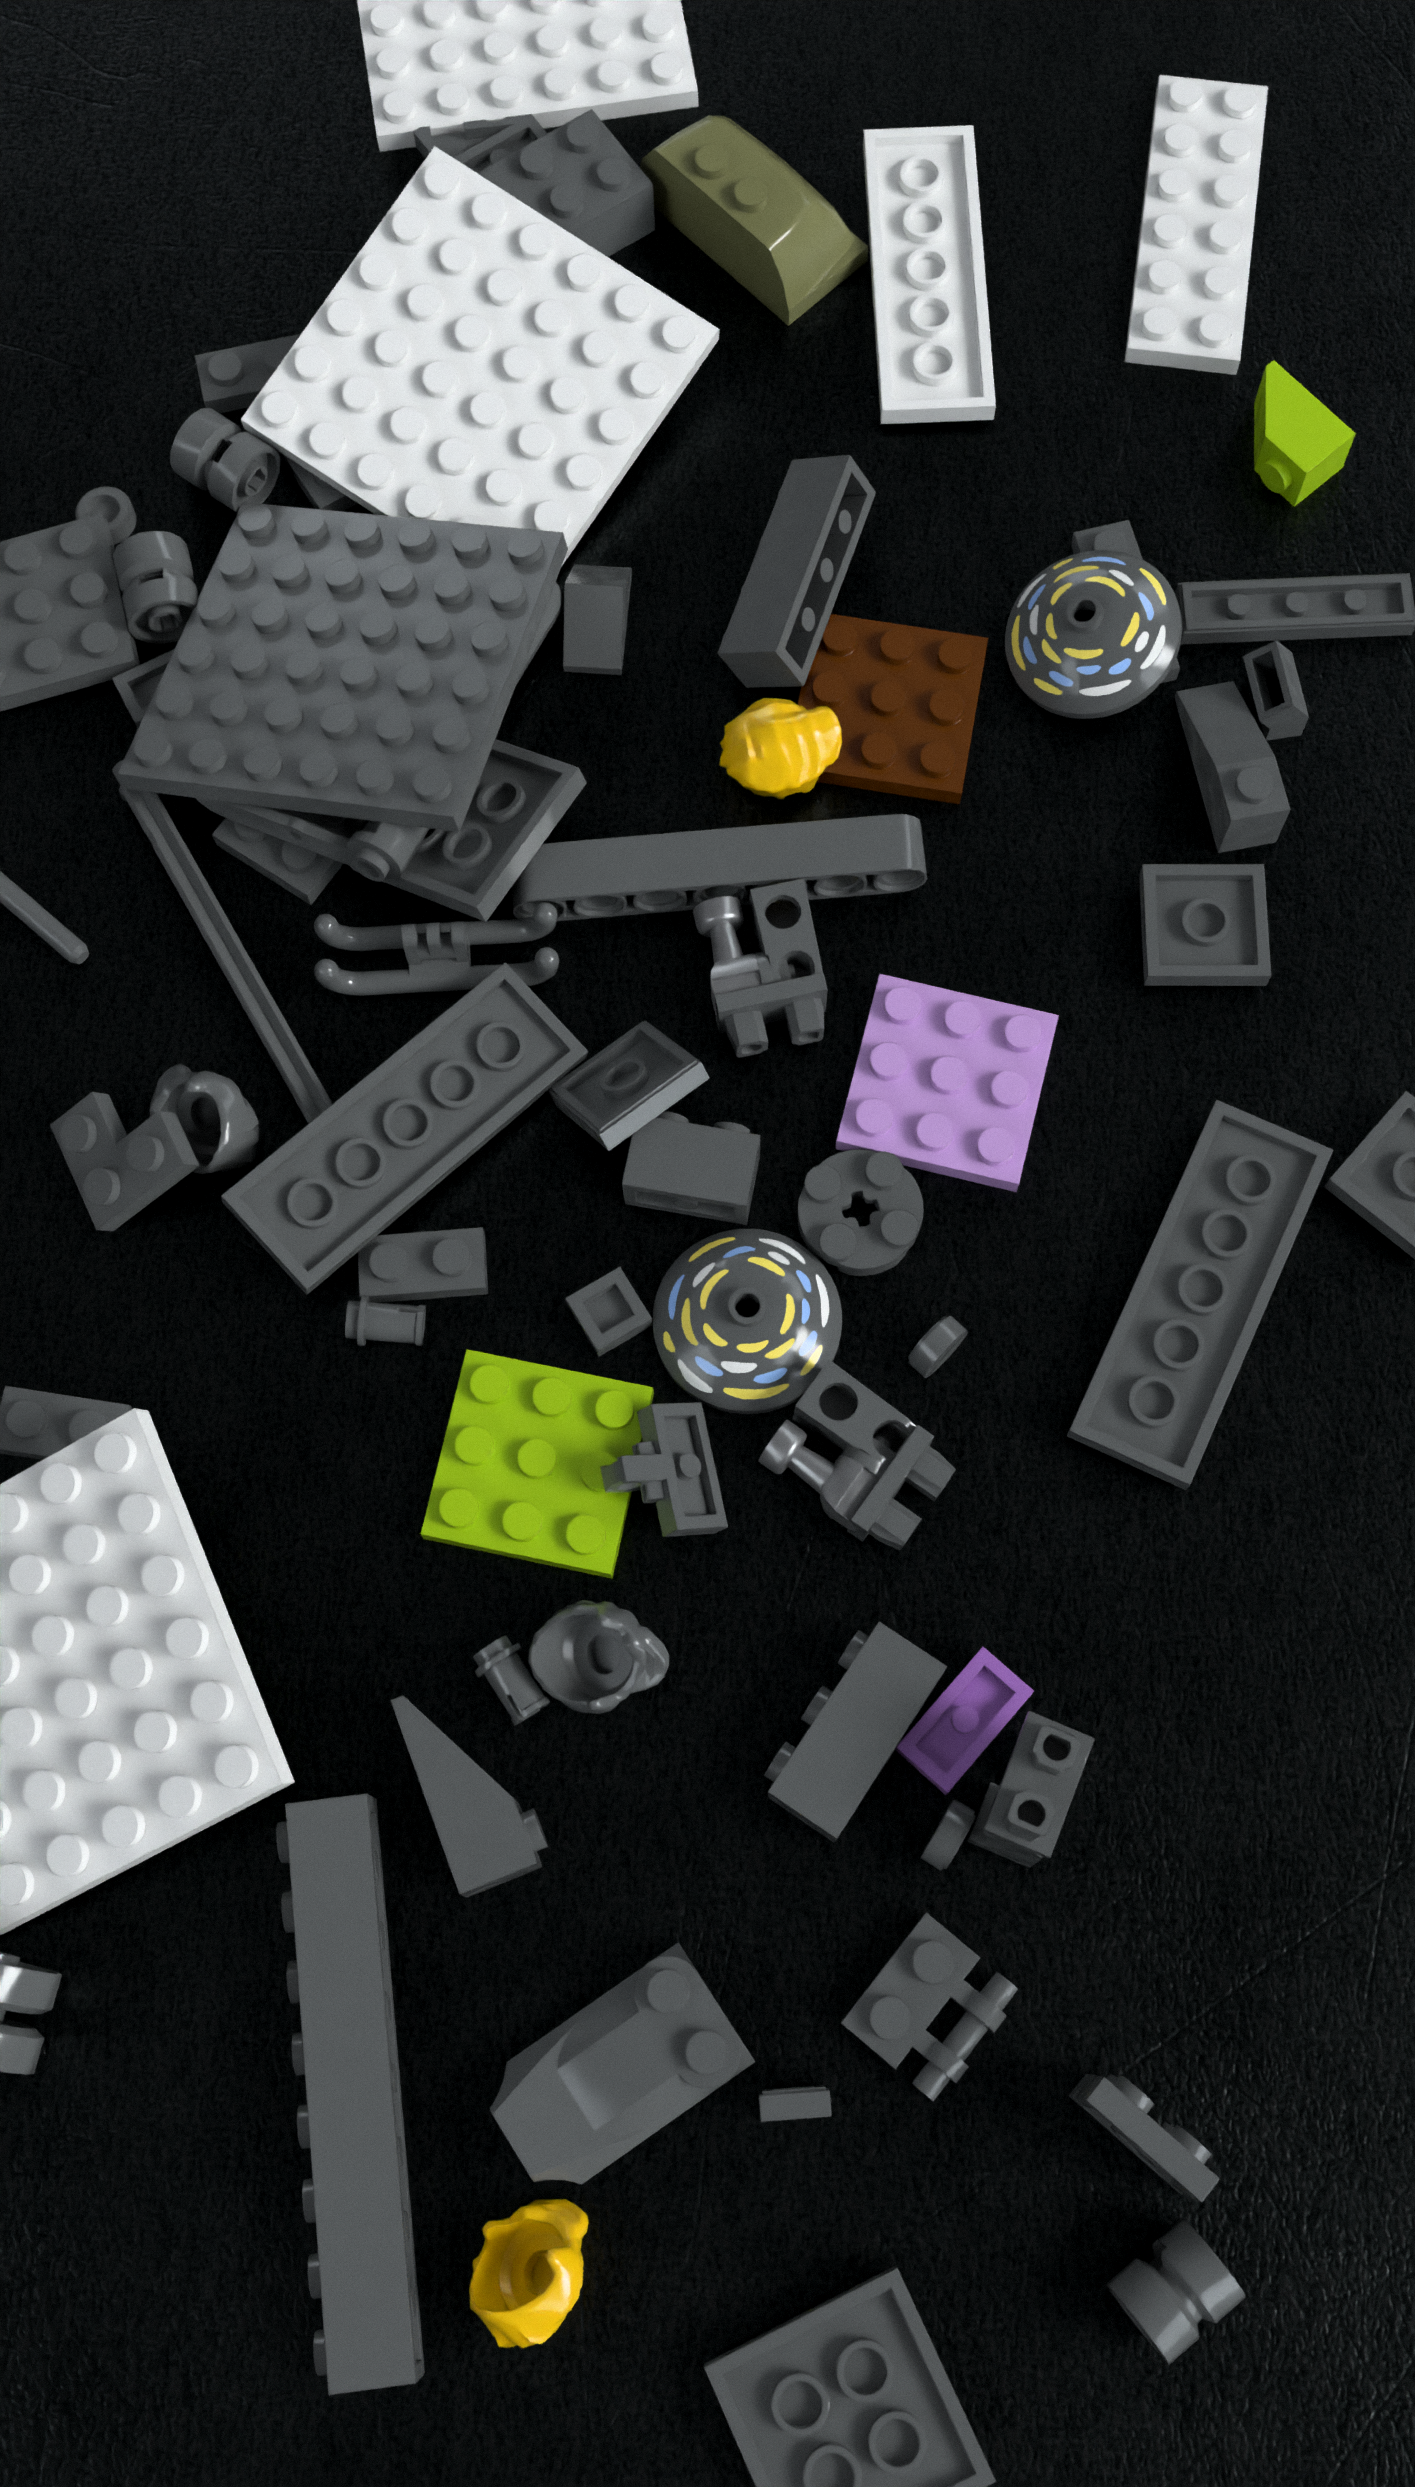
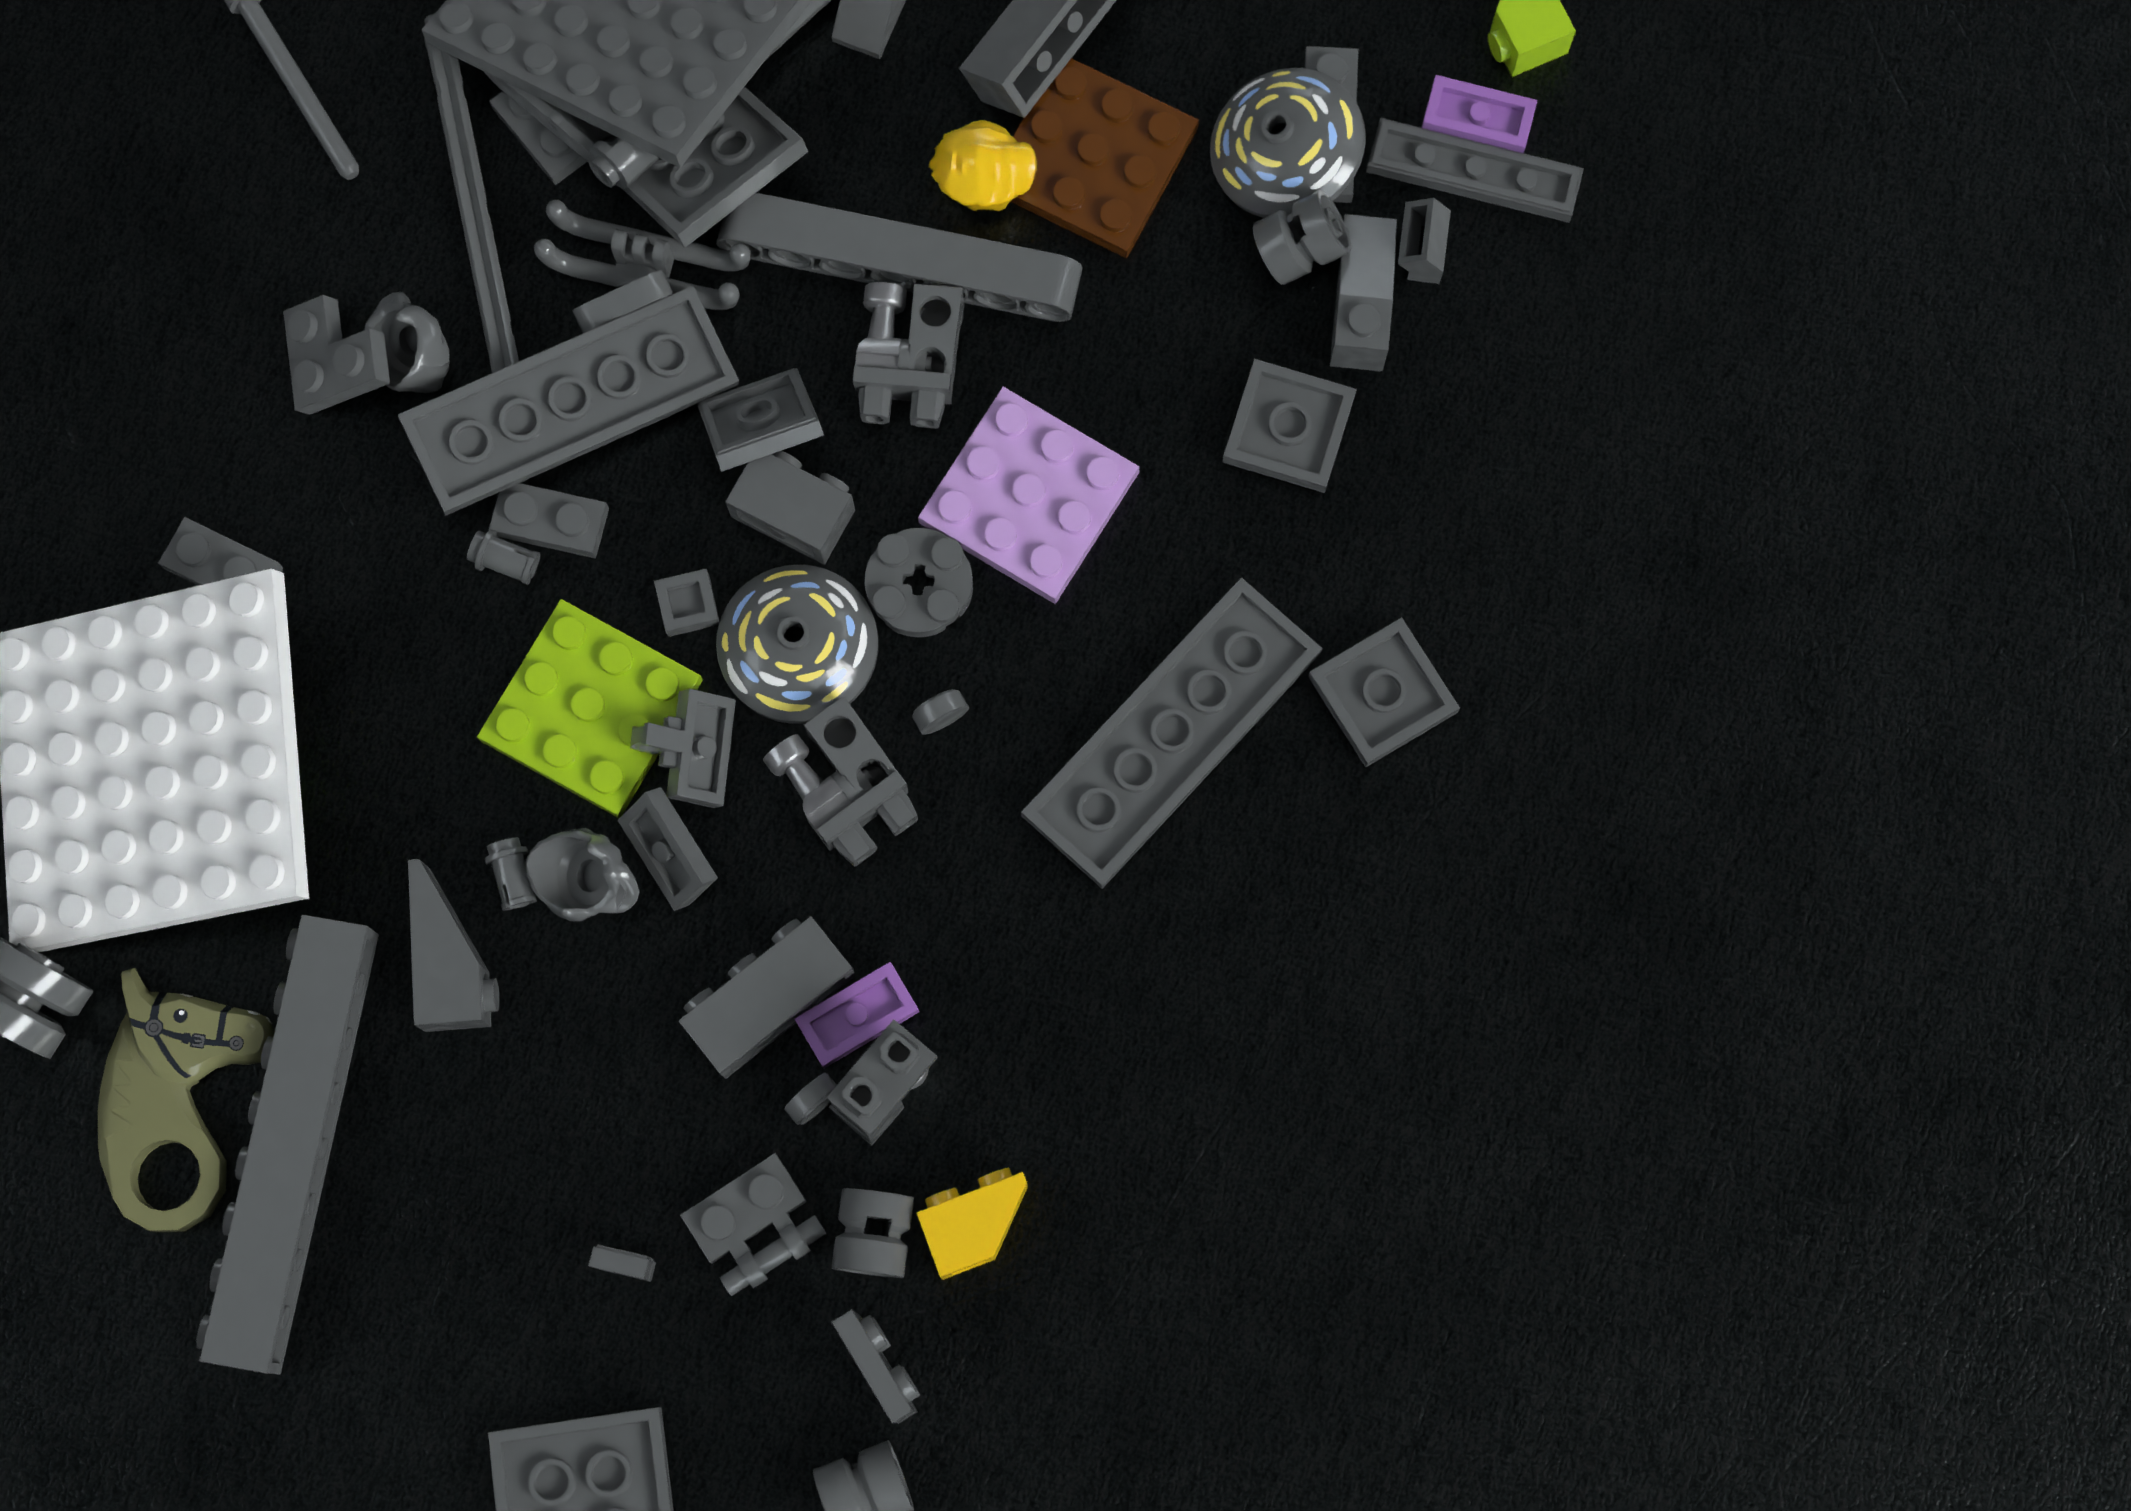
camera: 15 degrees right, 5 degrees up
(157, 2077) = (147, 1099): none -> olive animal
(431, 1002) = (623, 301): none -> dark grey beam
(529, 2271) = (379, 1322): yellow hair -> none
(617, 2071) = (498, 1198): dark grey slope -> none
(682, 1595) = (667, 848): none -> dark grey plate
(1081, 1999) = (868, 1252): none -> dark grey wheel
(1129, 734) = (1291, 252): none -> dark grey wheel
(1187, 1927) = (972, 1226): none -> yellow slope
(1281, 548) = (1479, 114): none -> medium lavender plate

